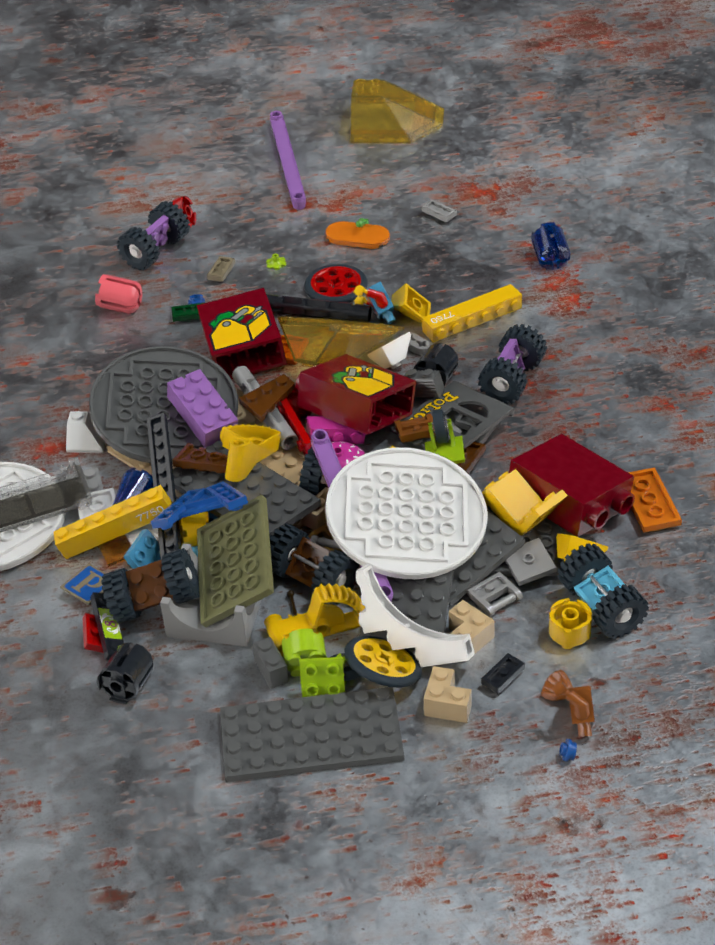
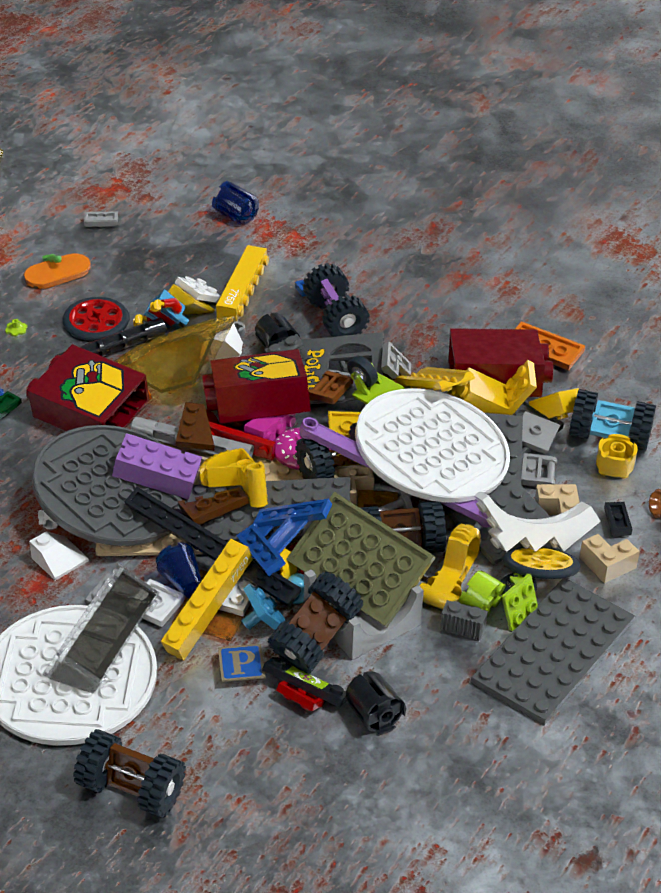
camera: 50 degrees left, 0 degrees up
(428, 298) = (198, 289): none -> white plate
(484, 464) = (436, 378): none -> yellow plate
(494, 433) = (394, 362): none -> light grey plate

